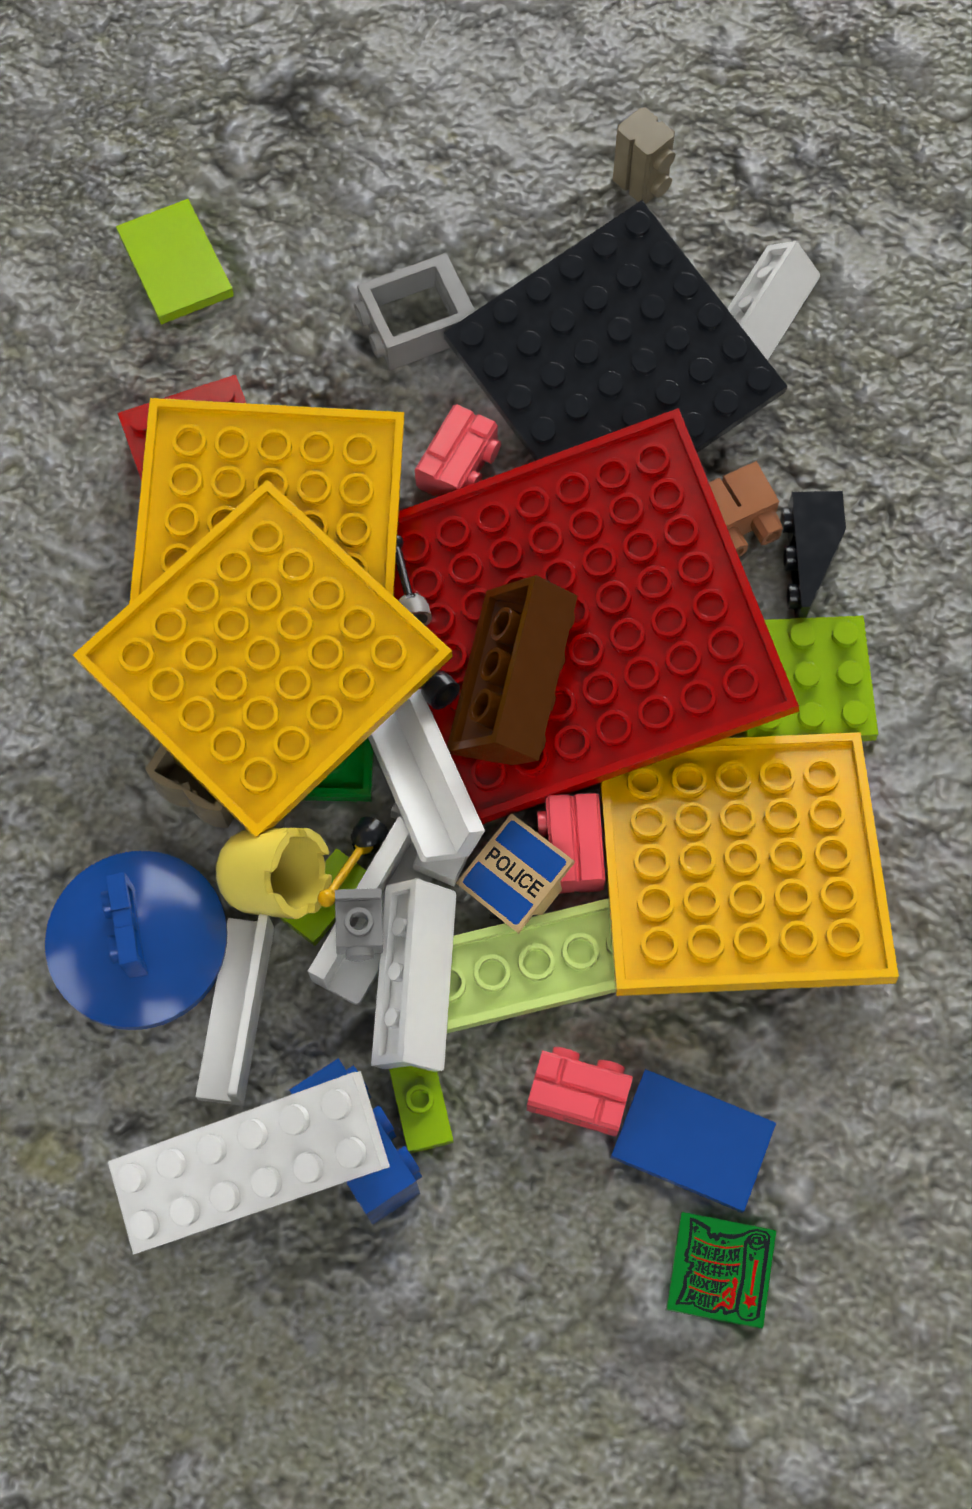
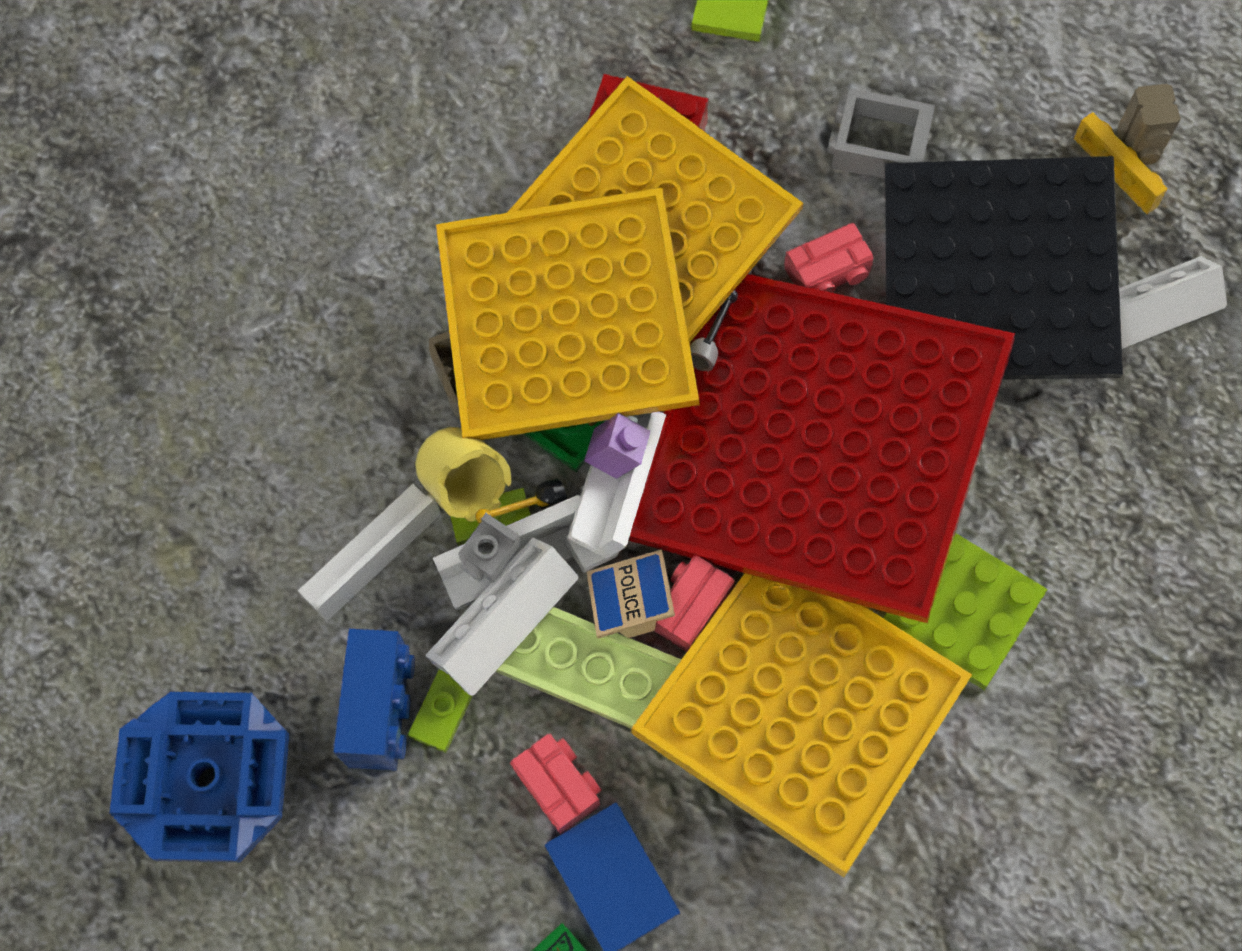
camera: 40 degrees right, 0 degrees up
(136, 940) = (341, 455): blue bracket -> none
(194, 1327) = (160, 770): none -> blue piece
(248, 1163) = (290, 660): white plate -> none
(403, 746) = (617, 446): none -> medium lavender brick
(440, 690) = (677, 424): black hinge -> none
(513, 672) = (737, 447): reddish brown slope -> none
(611, 198) = (1130, 172): none -> yellow plate
(748, 506) = (1014, 443): nougat hips -> none
(814, 532) = (1054, 508): black slope -> none

